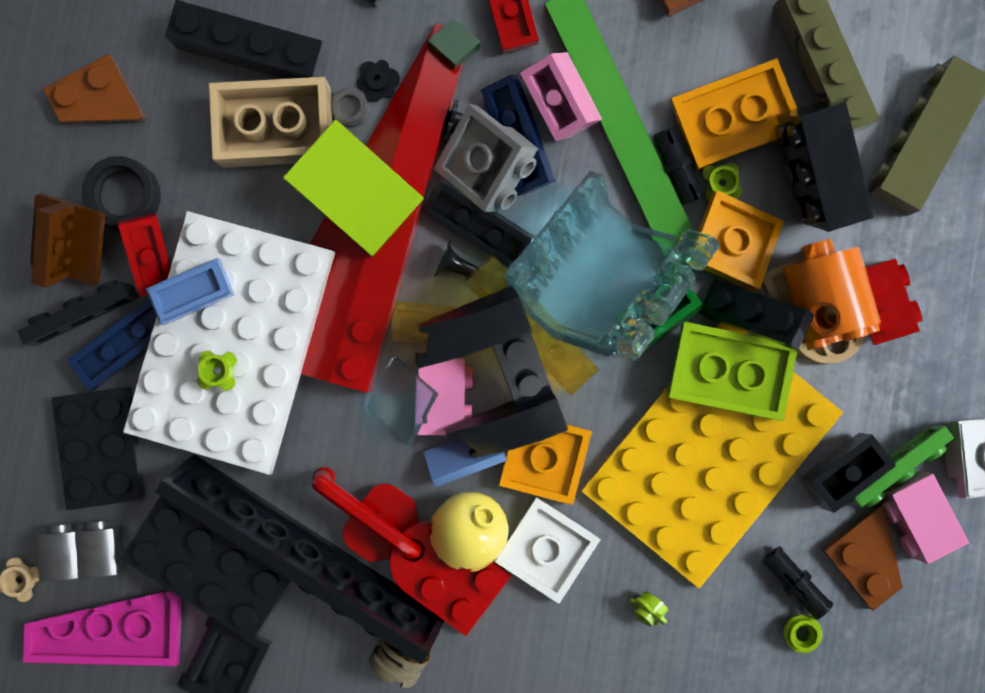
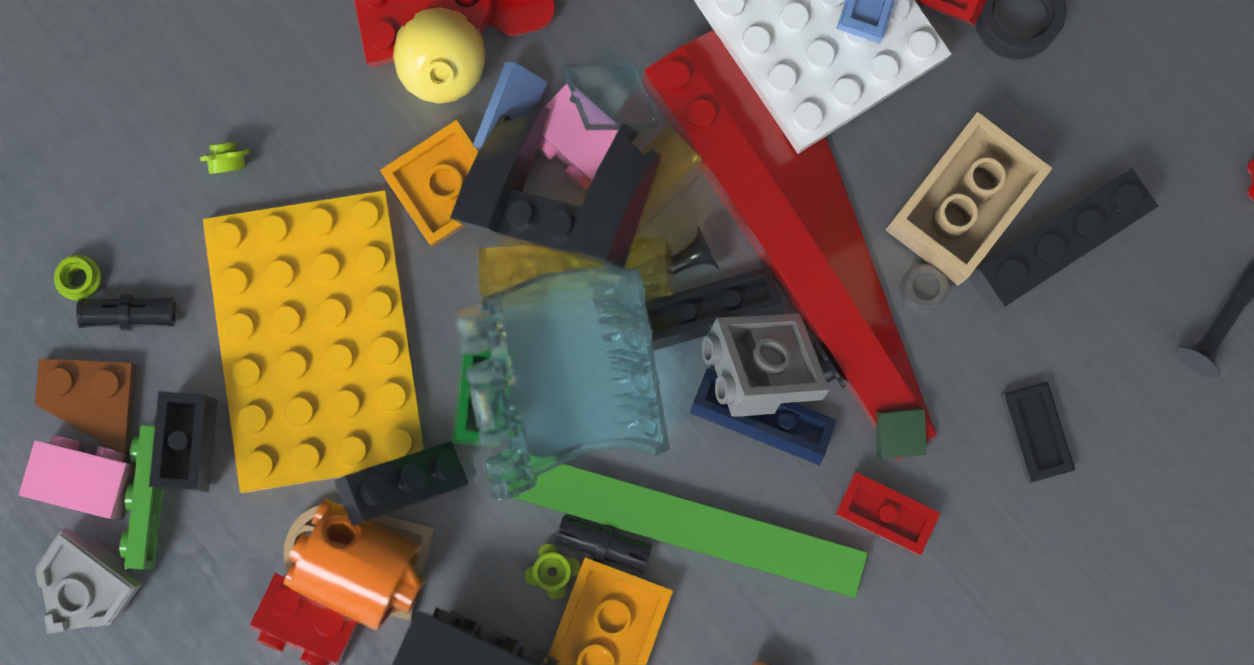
camera: 120 degrees right, 5 degrees down
(94, 95) = (1135, 67): dark orange wing -> none
(353, 188) = (840, 214): lime tile -> none
(376, 90) = (923, 348): black plant -> none
(547, 550) = (360, 114): white plate -> none
(561, 96) = (763, 485): bright pink brick -> none
(732, 371) = (369, 414): lime plate -> none
(744, 239) = (484, 535): light orange plate -> none

